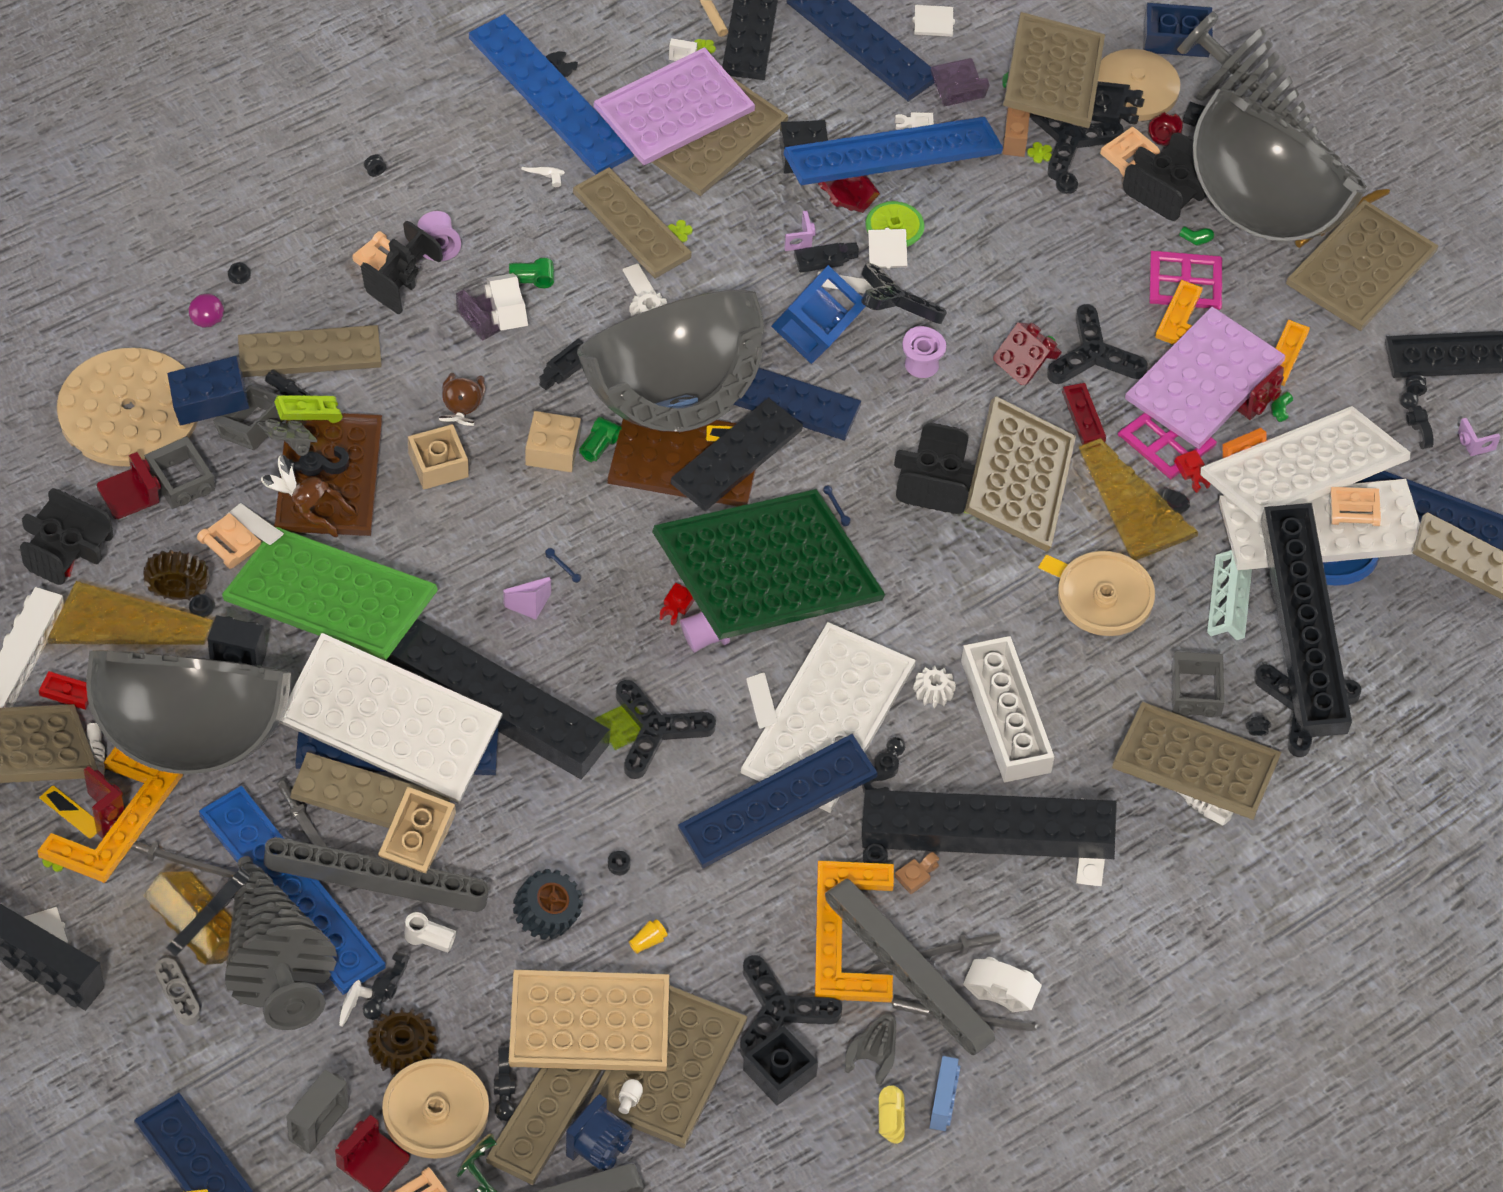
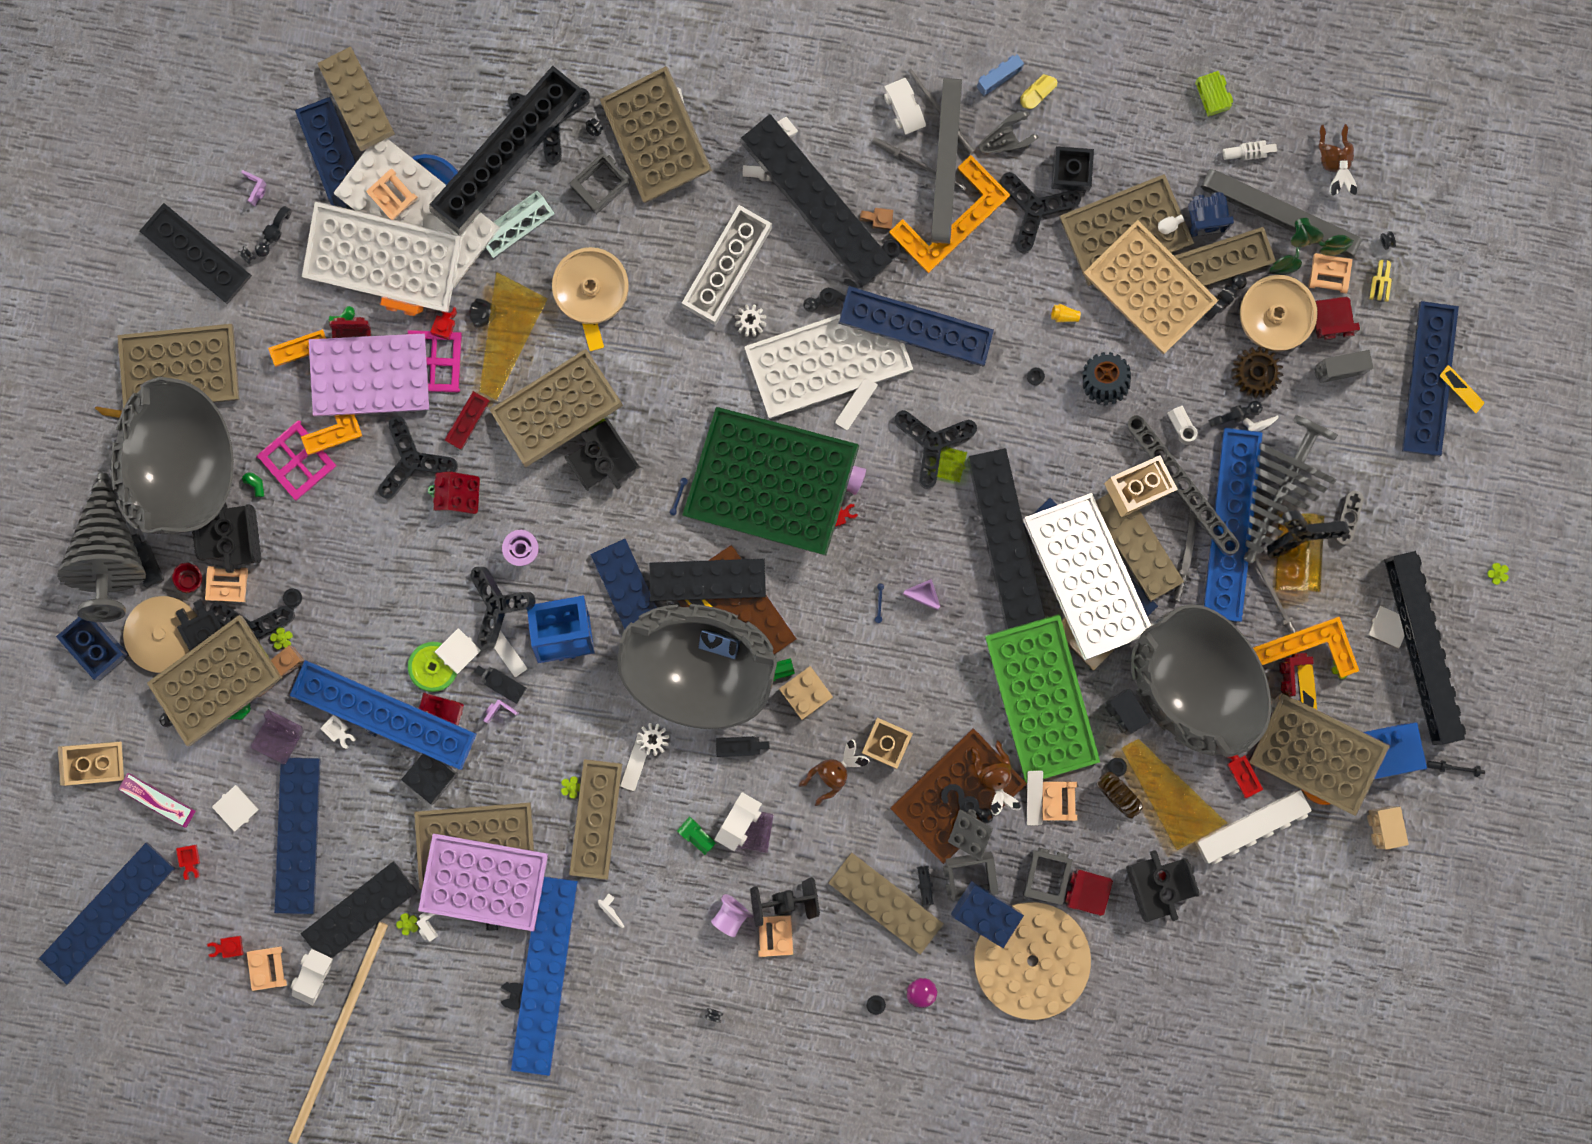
camera: 135 degrees left, 30 degrees up
(308, 408) = (938, 846): lime plate -> none

